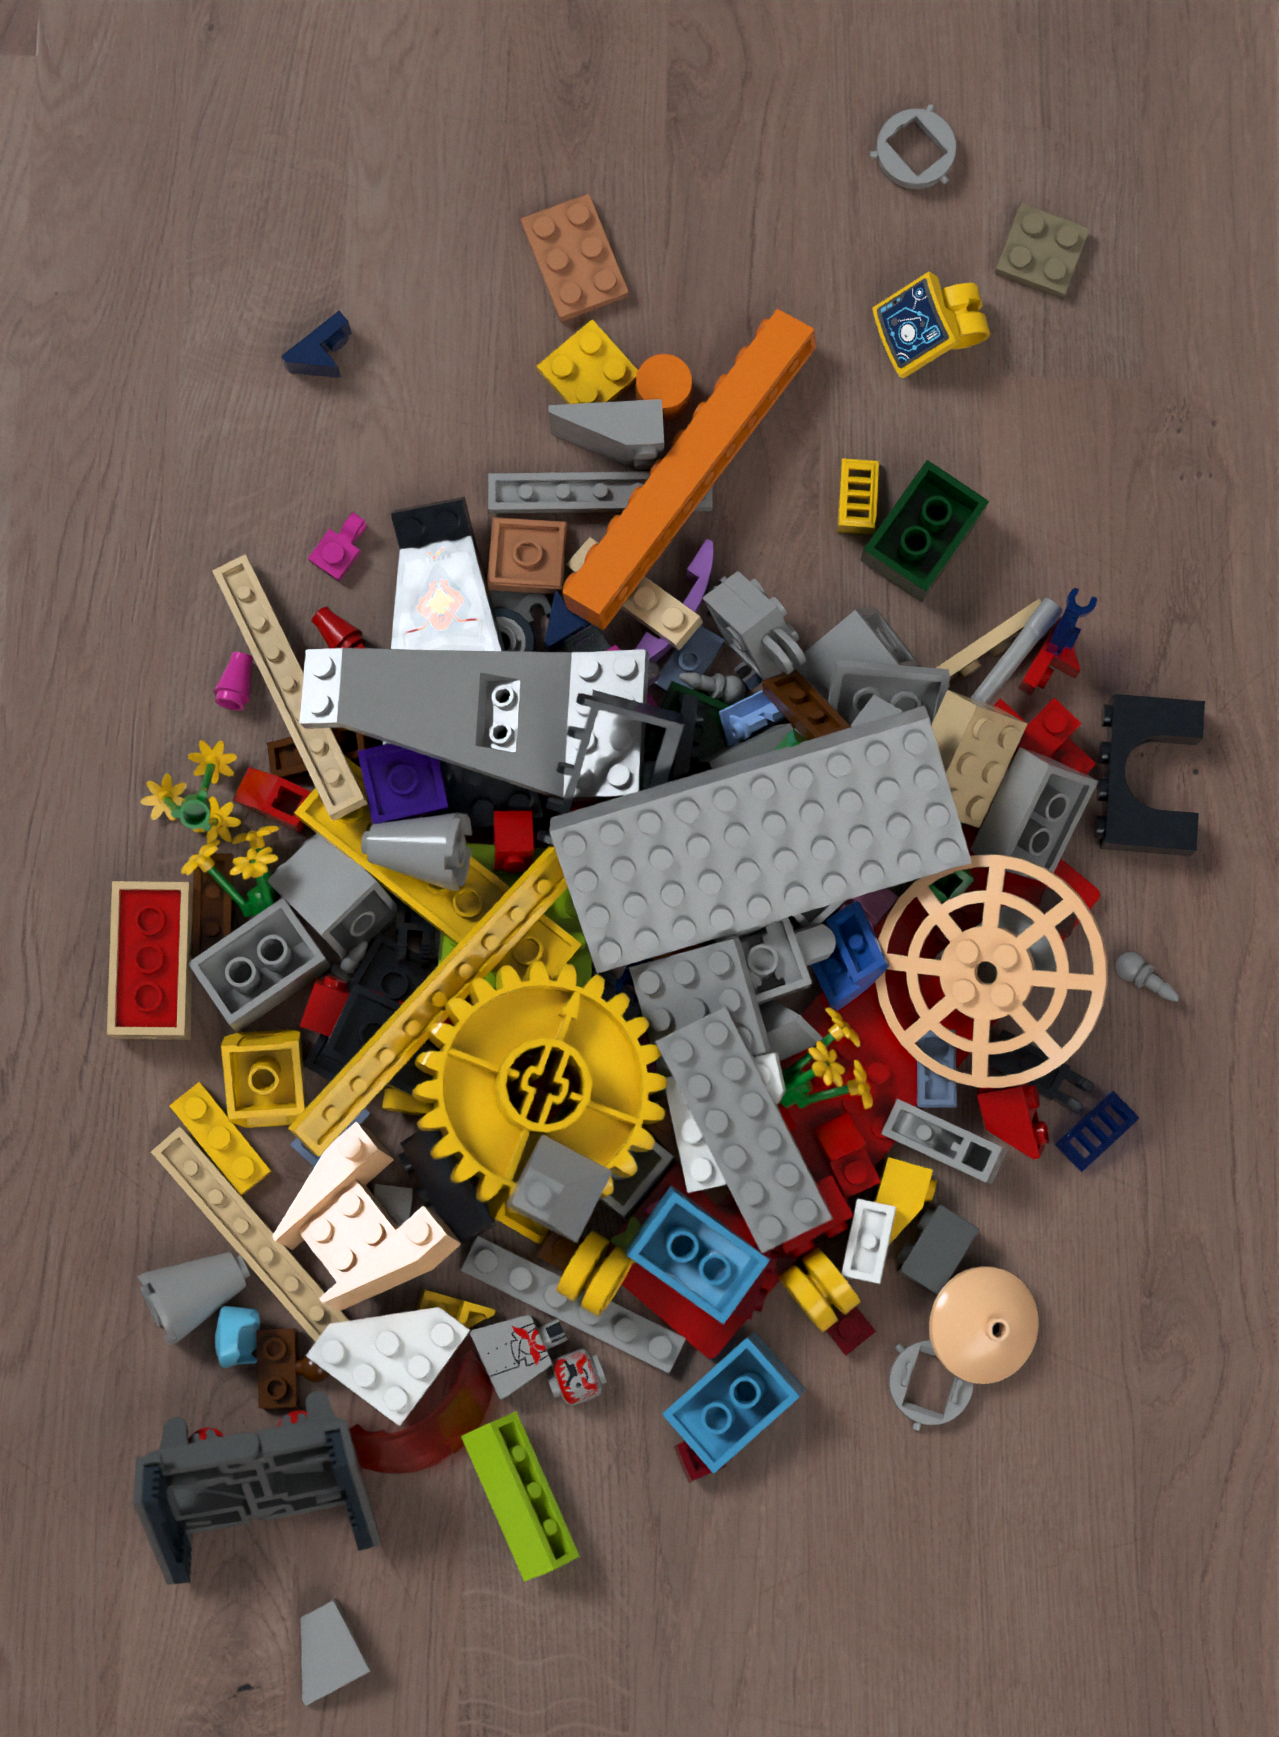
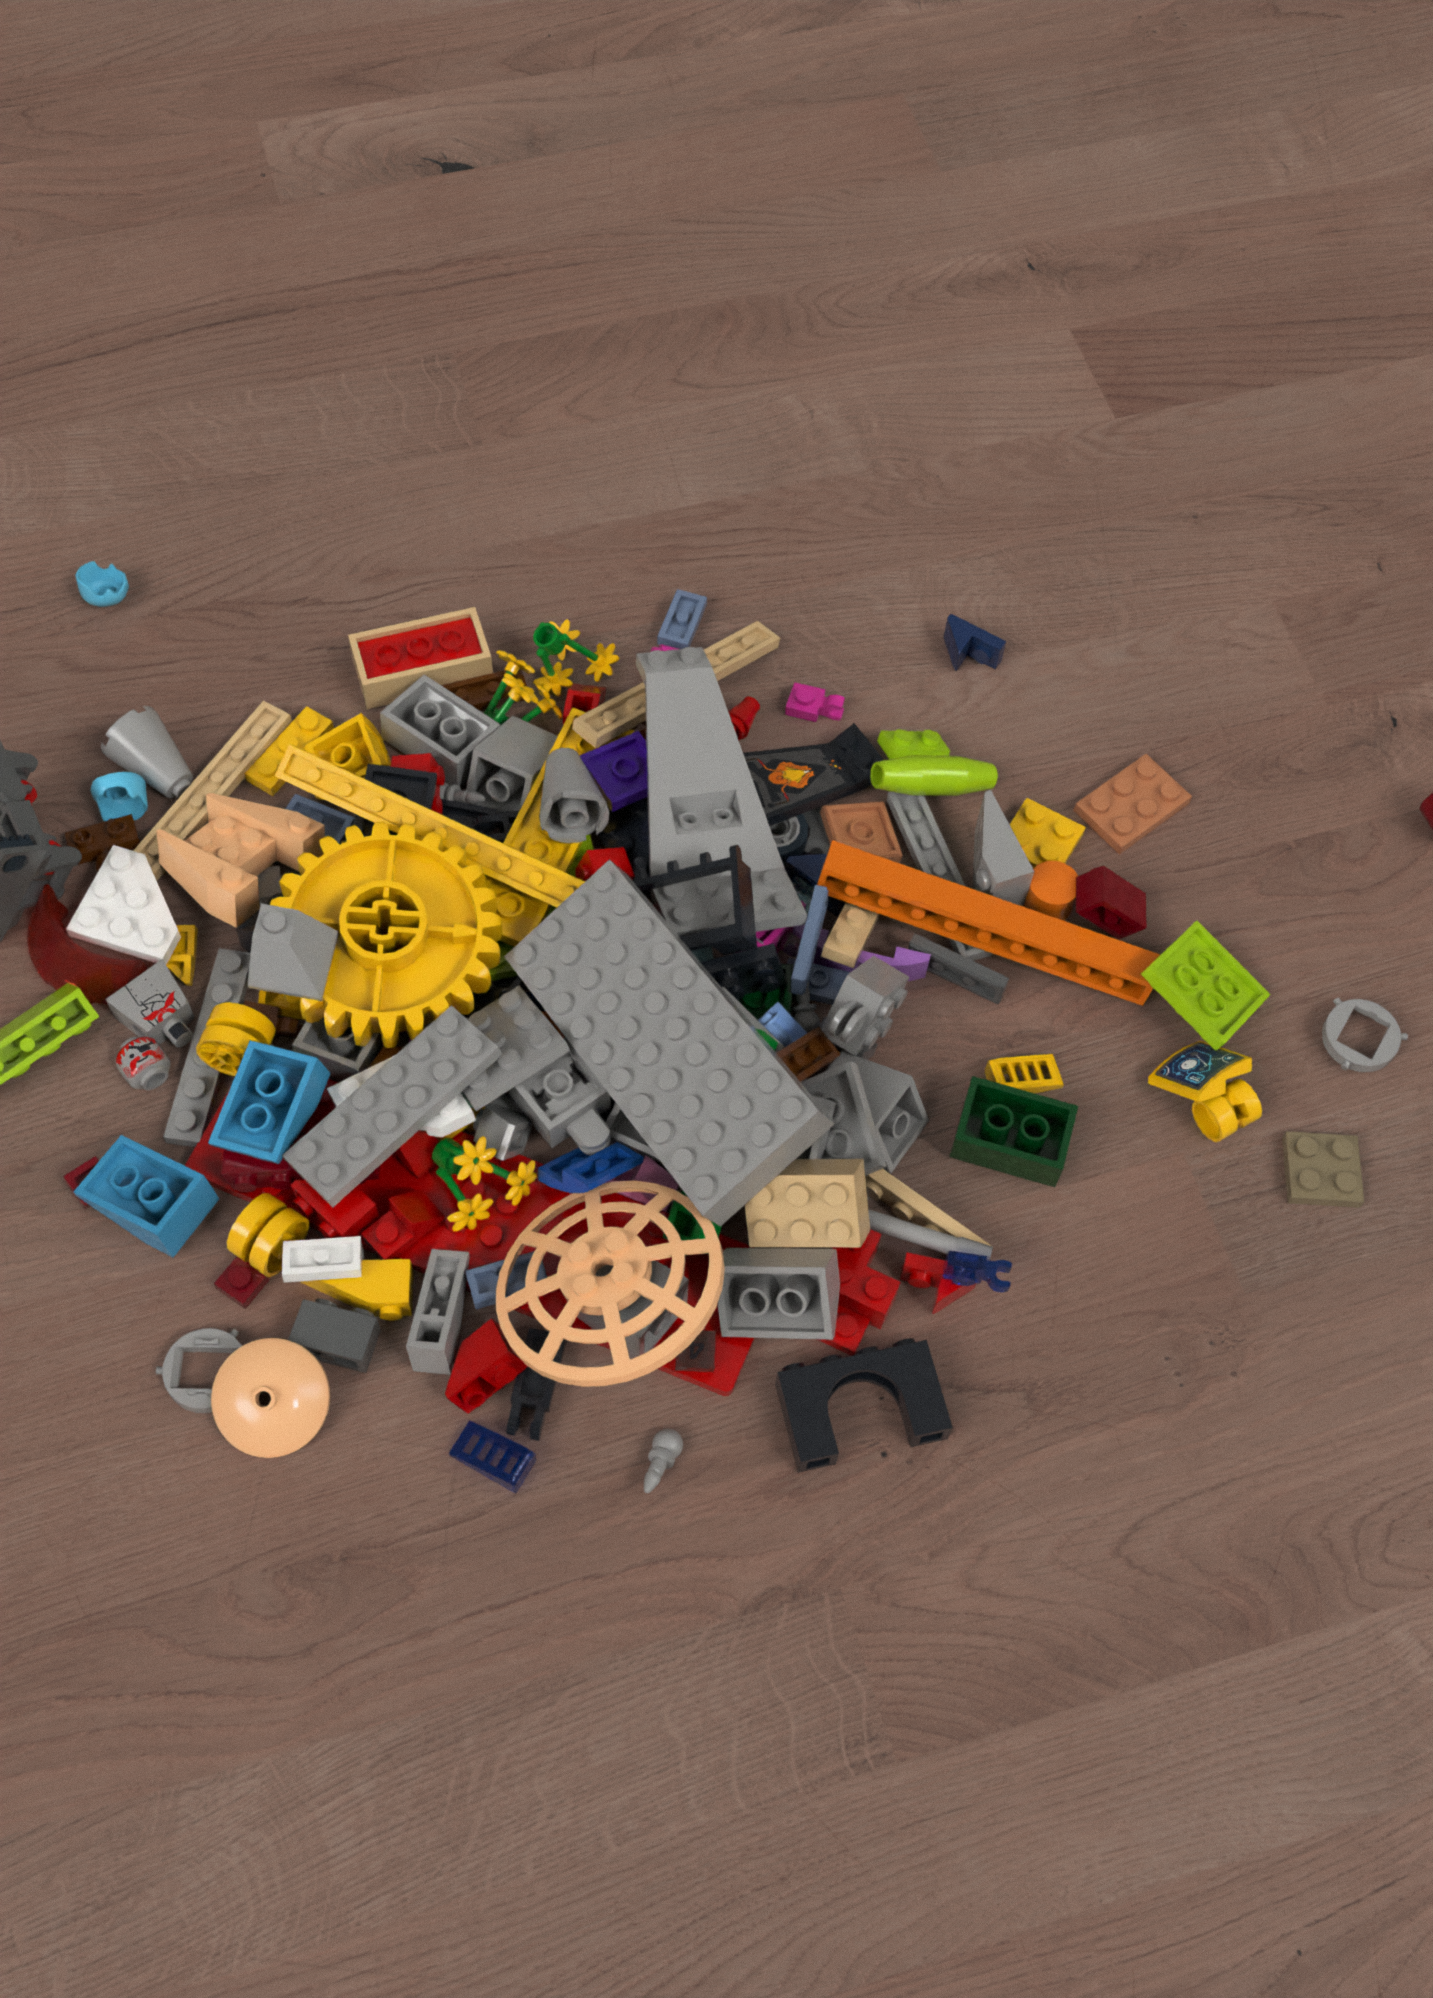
camera: 70 degrees right, 20 degrees down
(182, 654) = (682, 619): none -> sand blue plate
(473, 457) = (922, 767): none -> lime plate
(662, 655) = (809, 940): none -> sand blue tile
(701, 332) = (1111, 902): none -> dark red brick
(722, 516) = (961, 970): none -> dark grey tile
(825, 278) = (1206, 985): none -> lime plate

